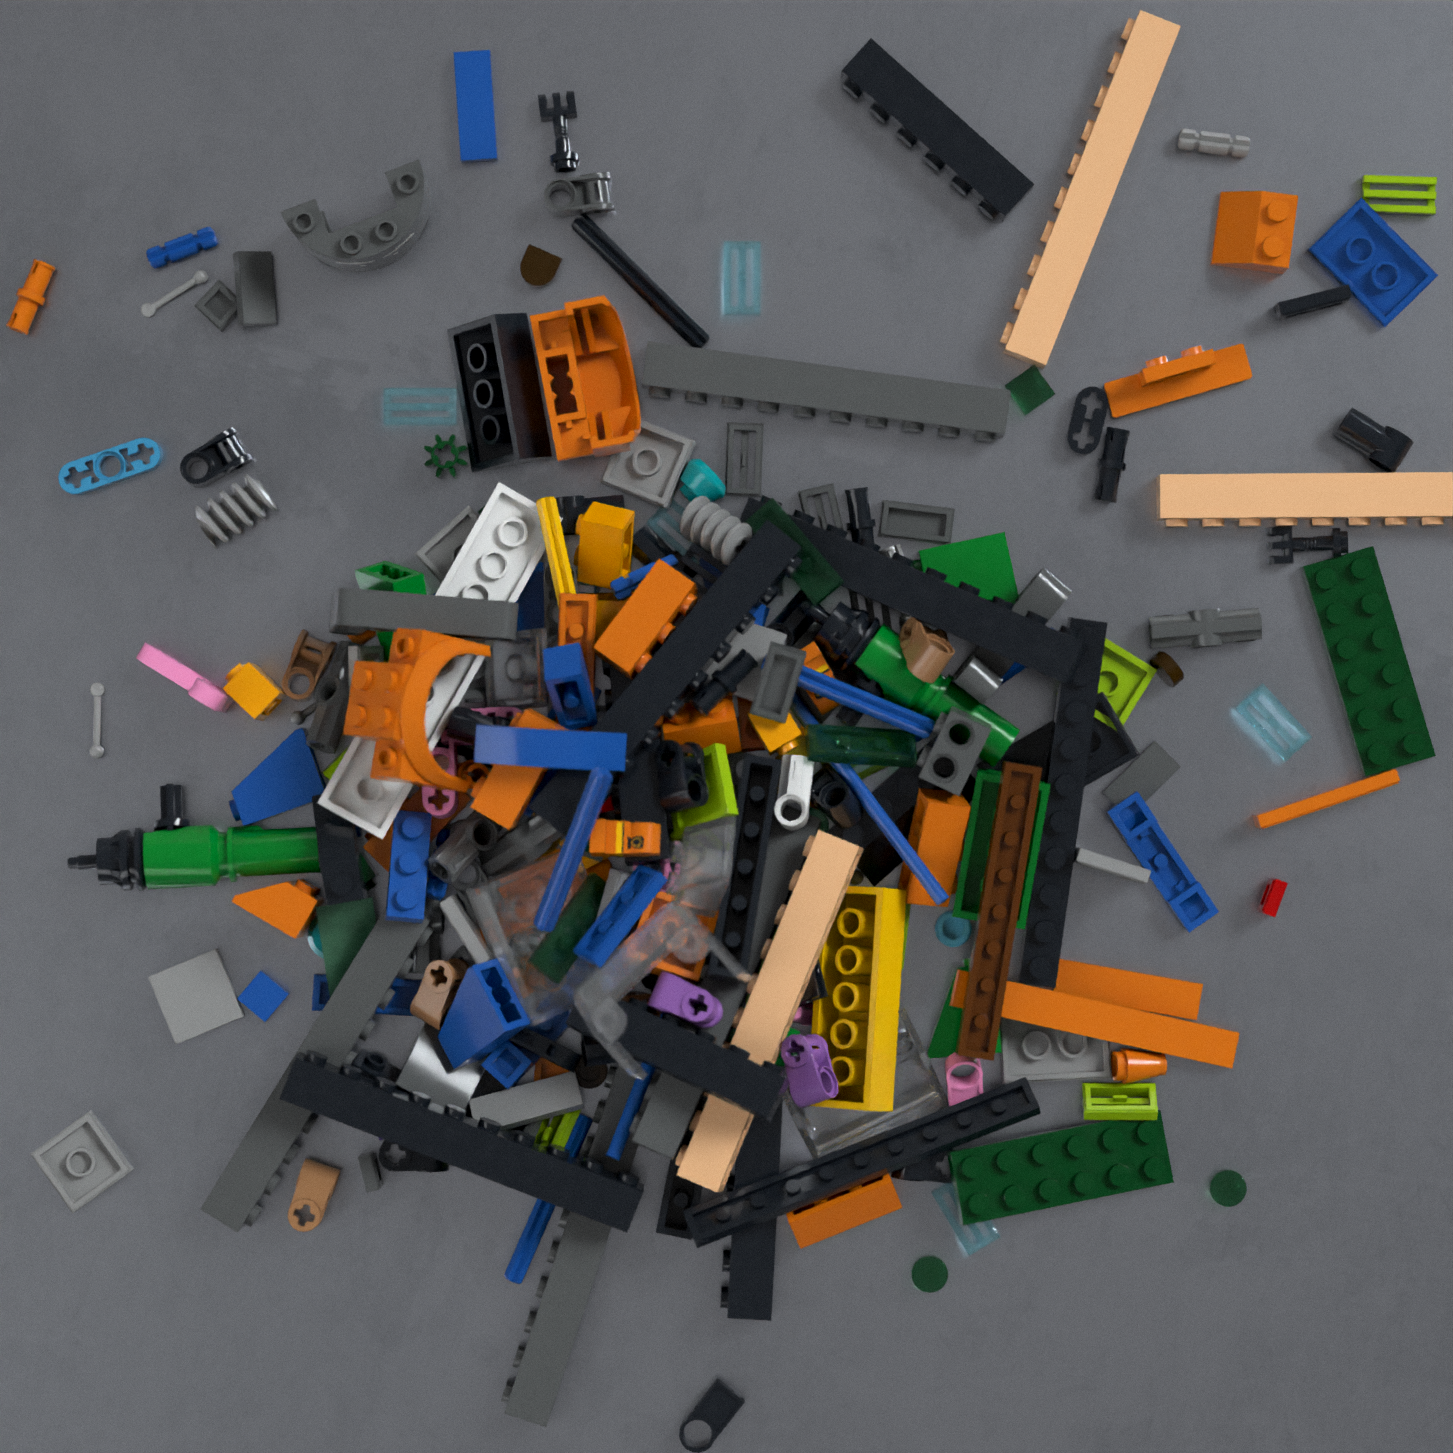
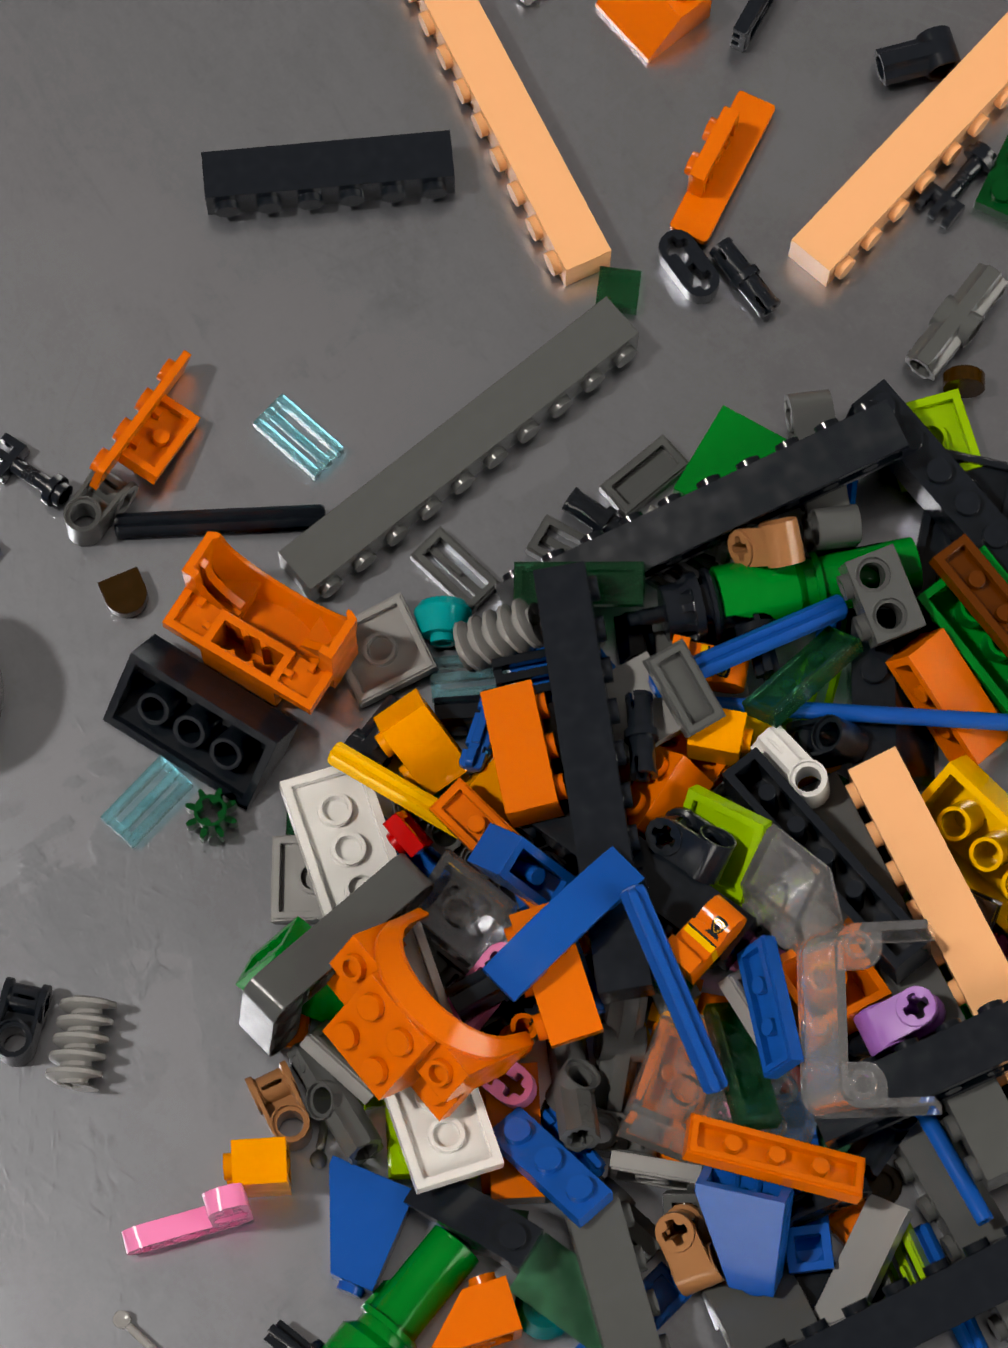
camera: 55 degrees left, 15 degrees down
(529, 999) = (774, 1158): none -> orange tile
(534, 593) = (406, 834): none -> red plate
(657, 189) = (154, 434): none -> orange bracket

